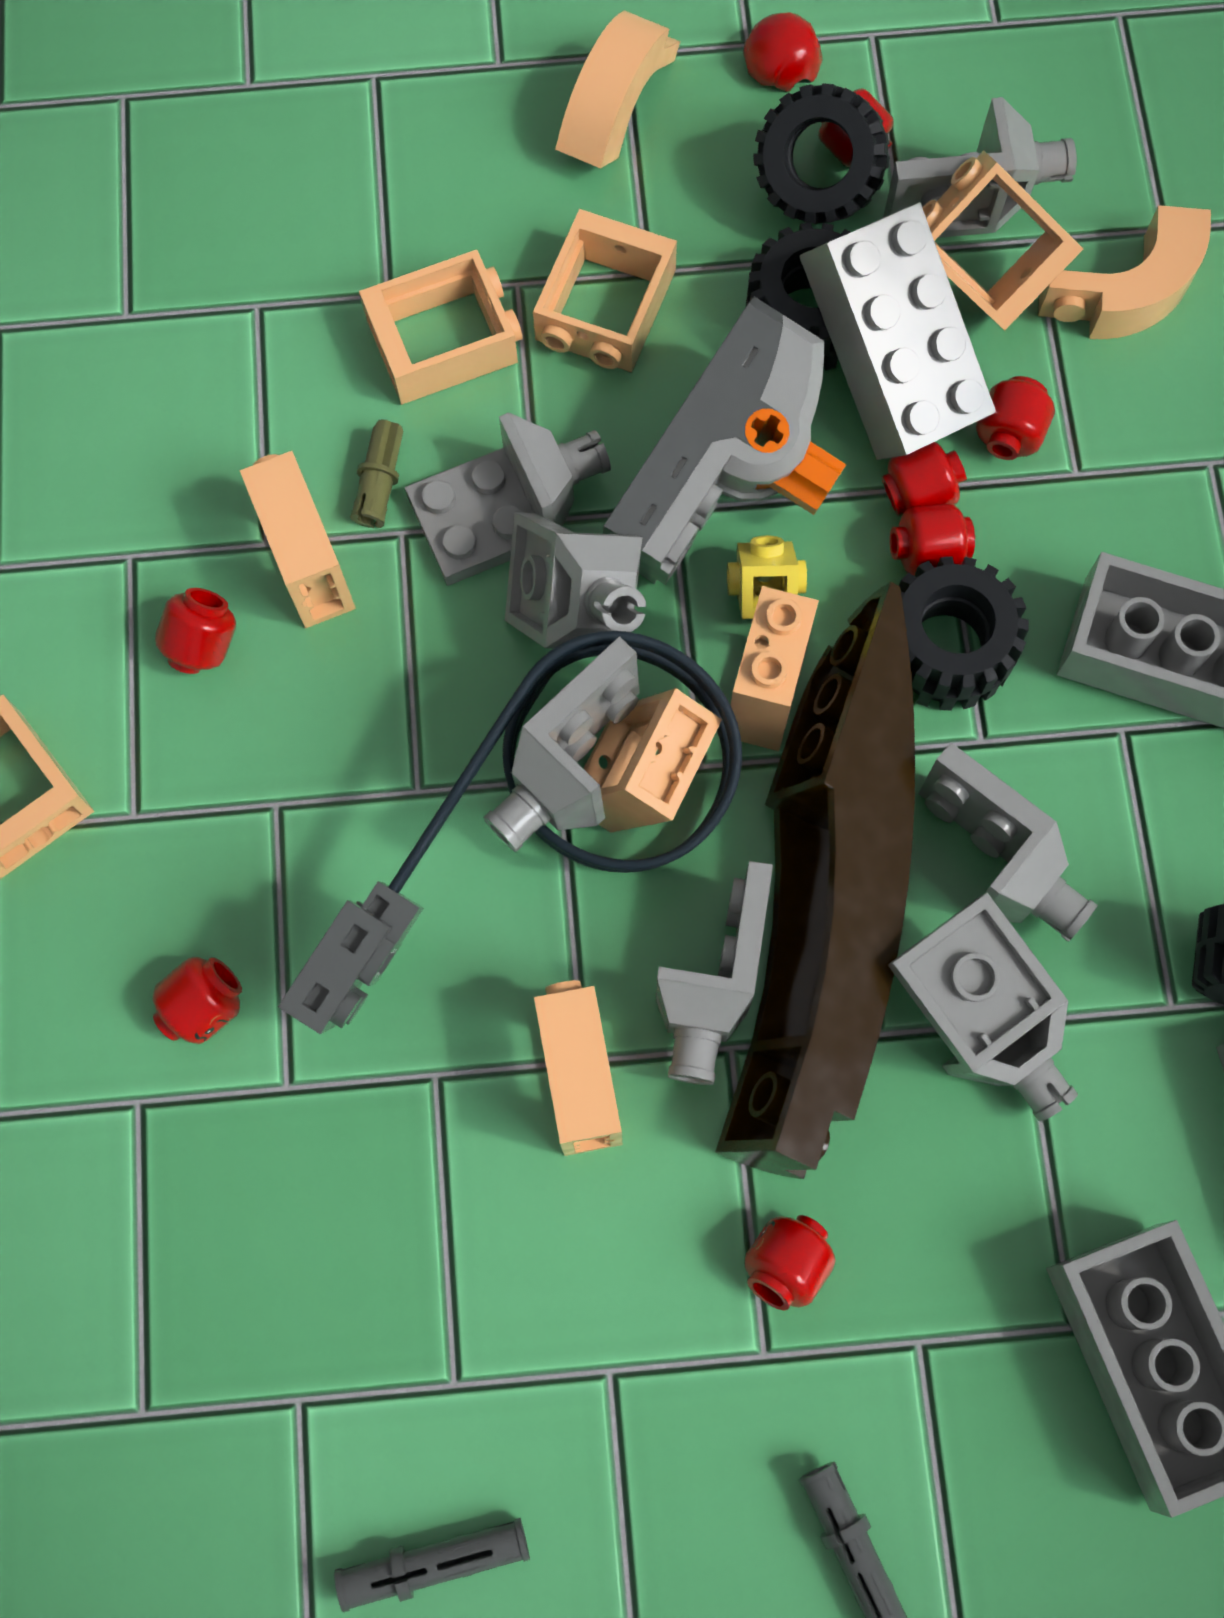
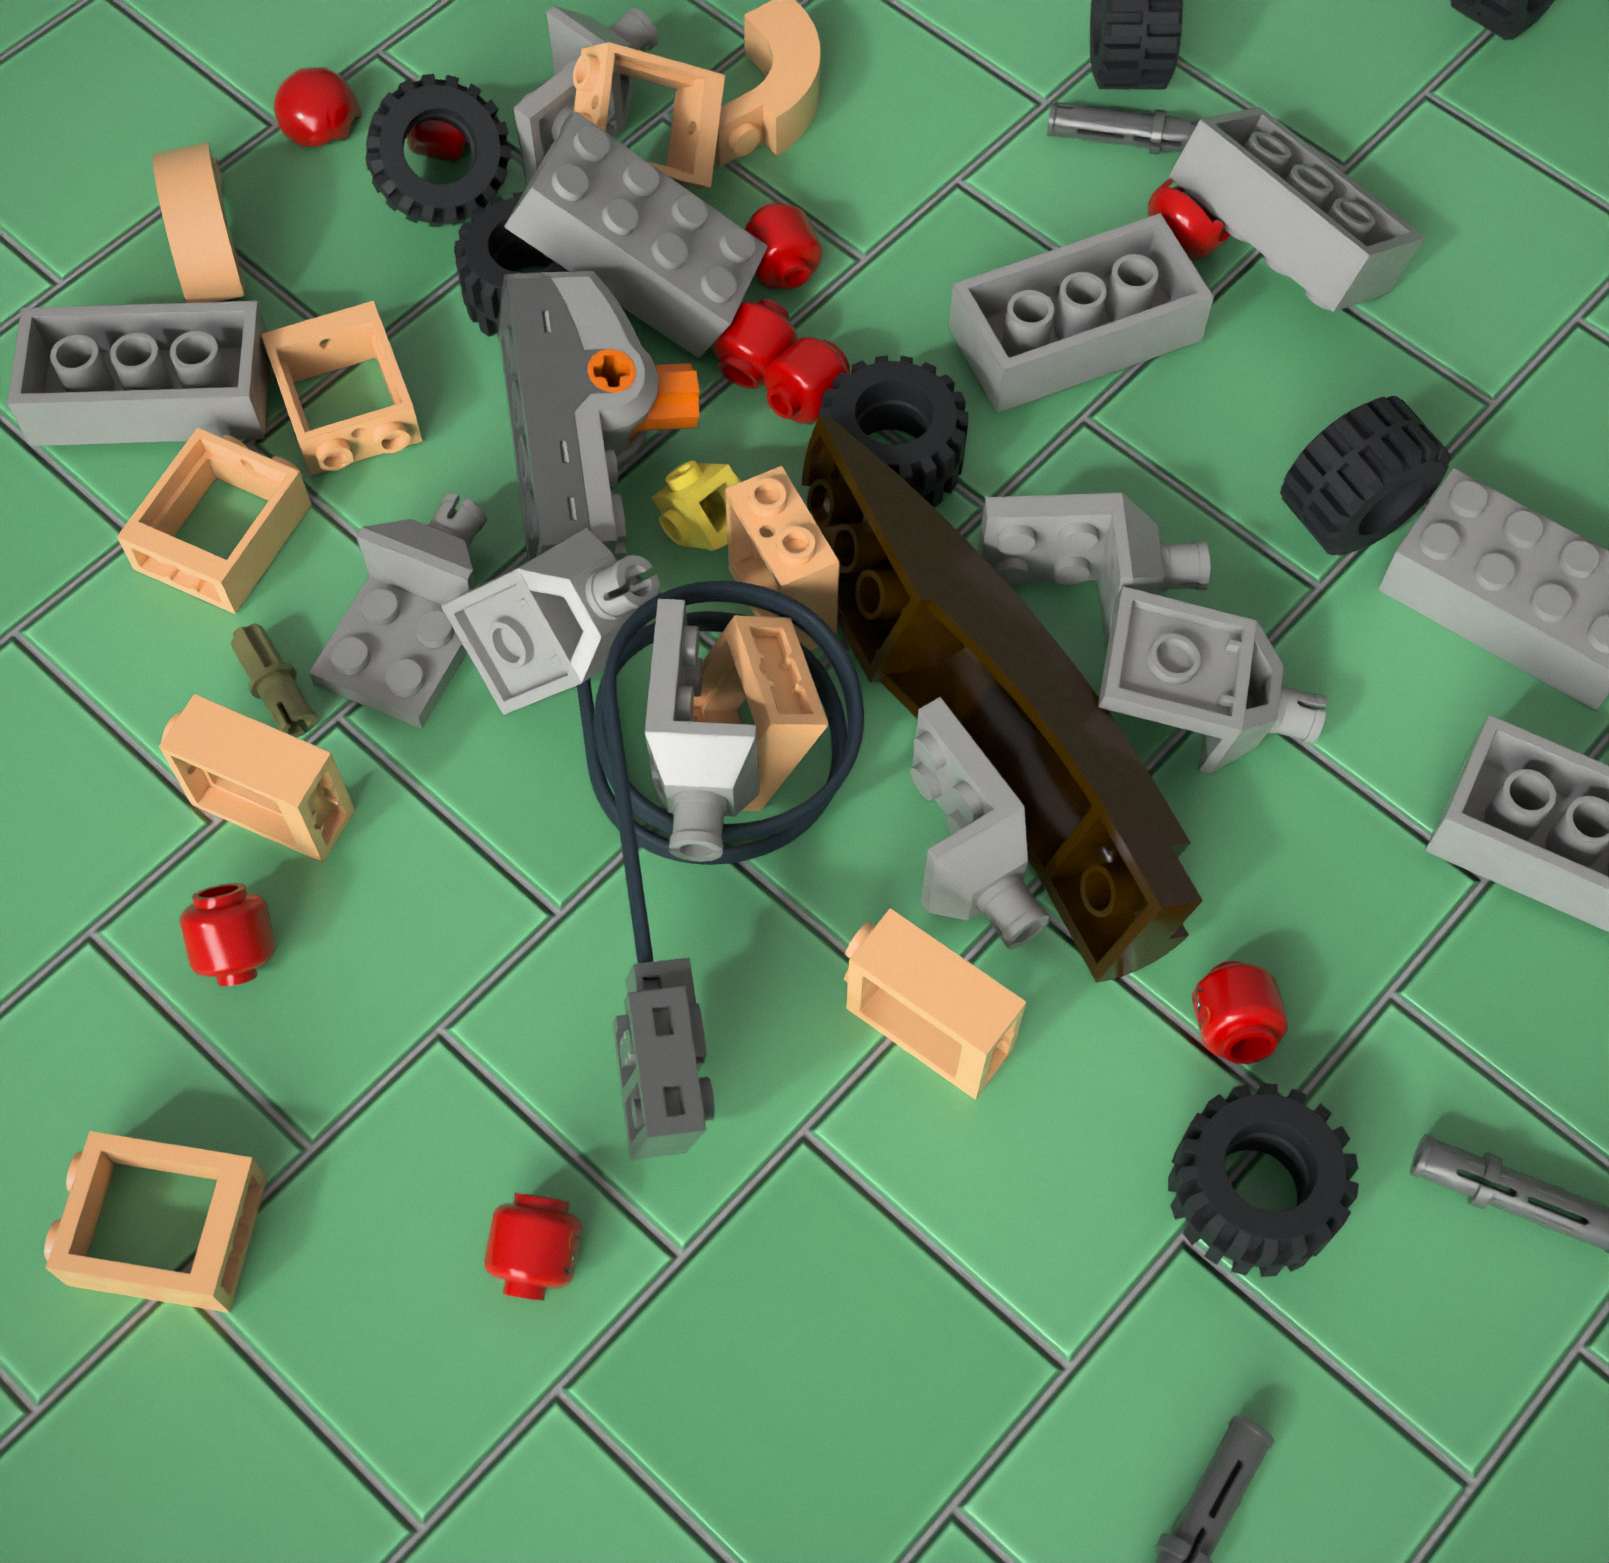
camera: 45 degrees left, 10 degrees down
(479, 177) = (140, 373): none -> light grey brick
(742, 1400) = (1293, 1137): none -> black tyre

